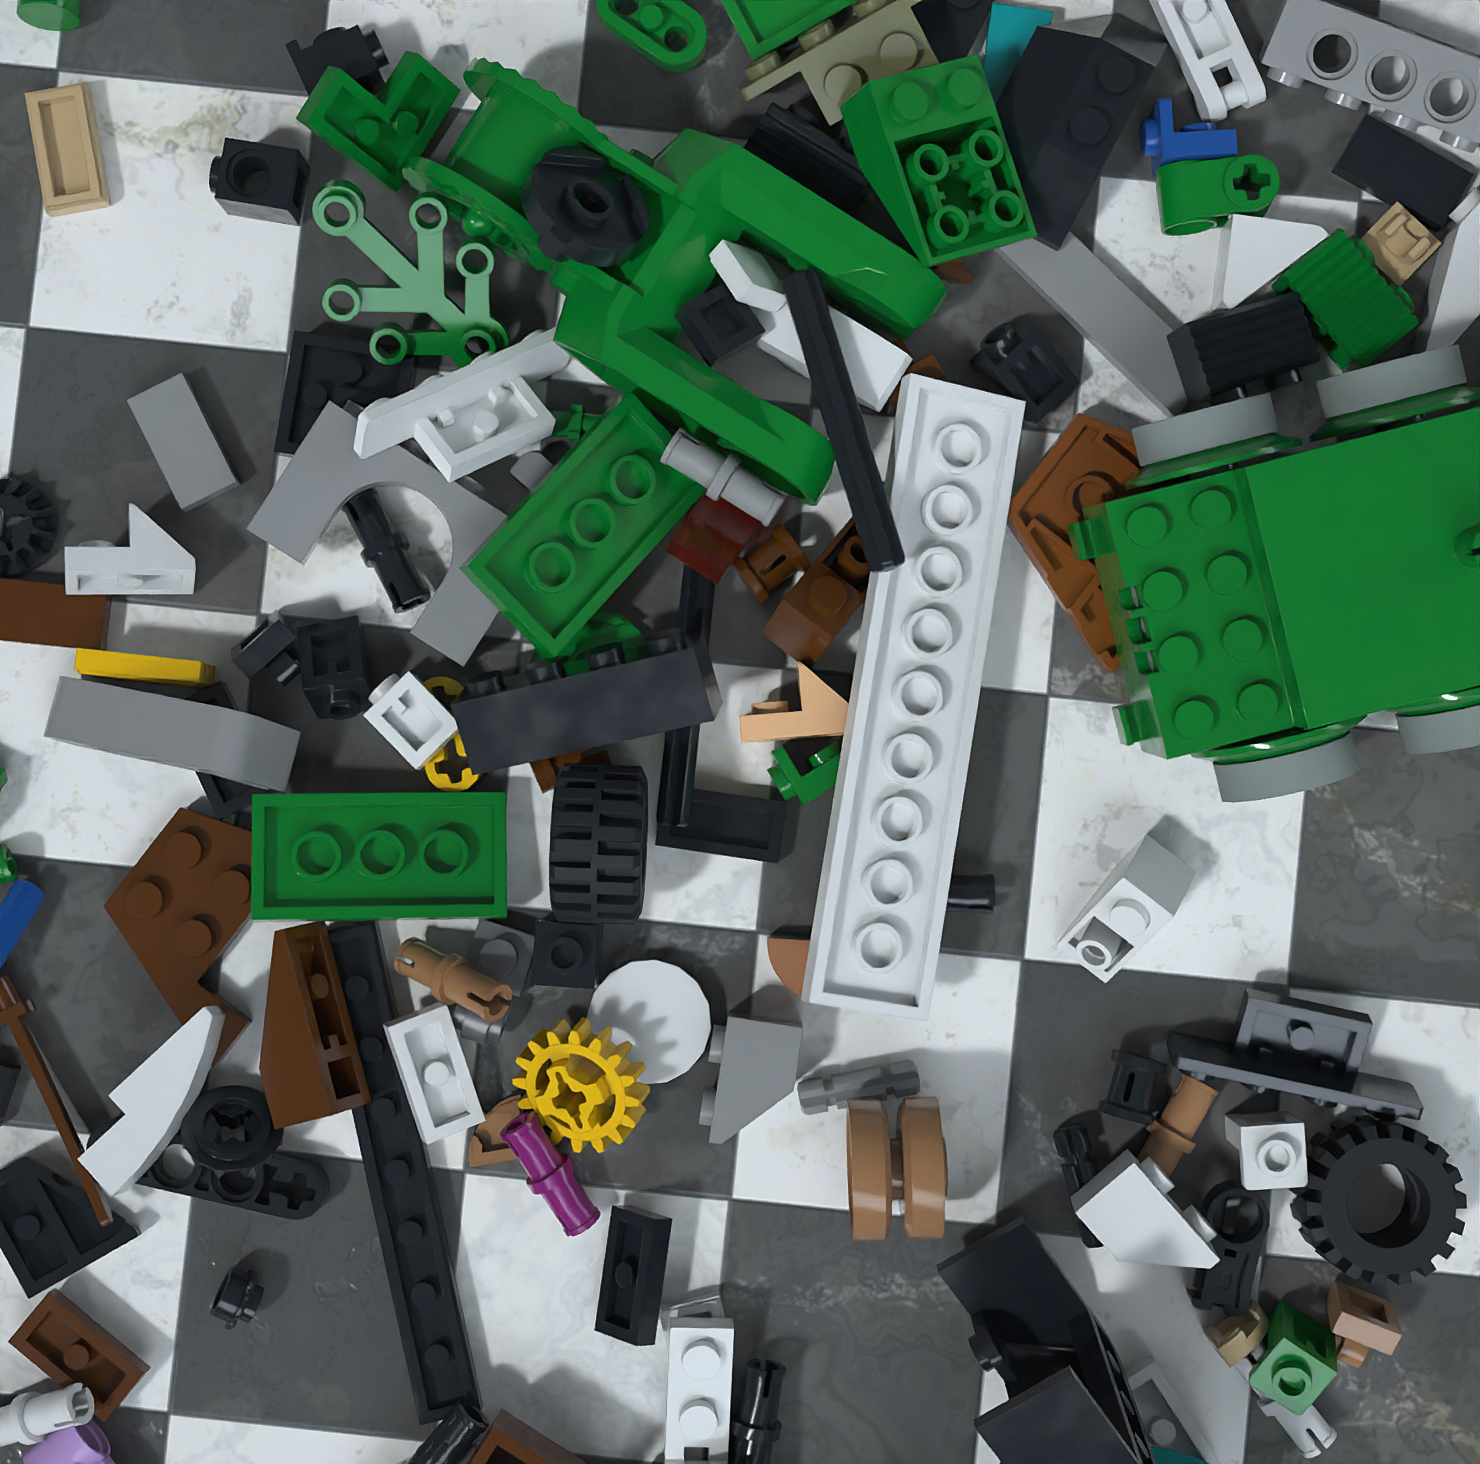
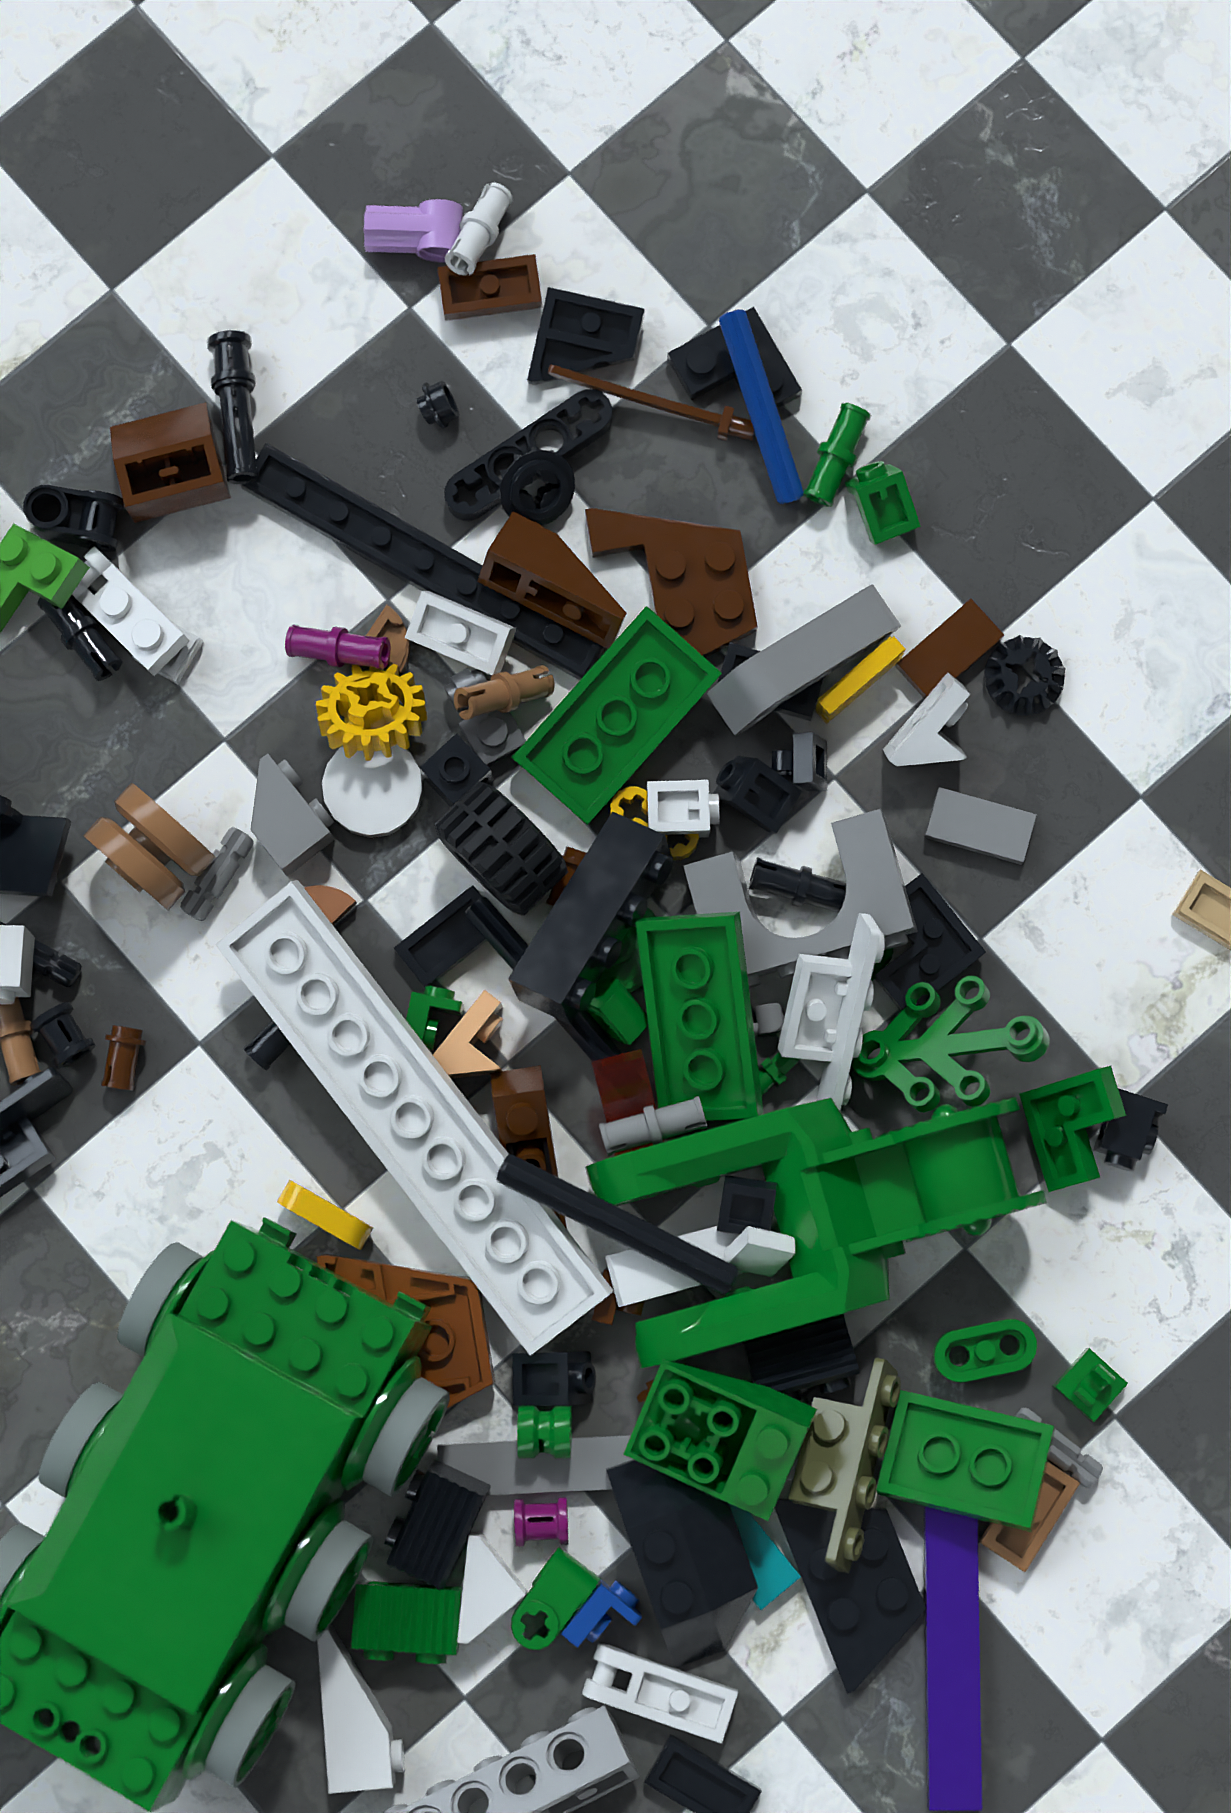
camera: 130 degrees right, 5 degrees down
(155, 1103) = (591, 456): white slope -> none
(279, 200) = (1084, 1031): black brick -> none
(596, 236) = (879, 1156): black plate -> none
(633, 1275) = (234, 641): black plate -> none
(649, 604) = (617, 1011): none -> green brick
(790, 561) = (577, 1110): reddish brown bush -> none
(1070, 700) = (325, 1214): none -> yellow beam
(1079, 327) = (544, 1432): none -> green wheel
(1101, 1014) = (122, 1057): none -> reddish brown pin
(1127, 909) = (169, 1131): white slope -> none
(1151, 246) = (540, 1529): none -> magenta bush
(1399, 244) = (413, 1689): tan tile -> none
(1402, 171) = (456, 1738): black tile -> none

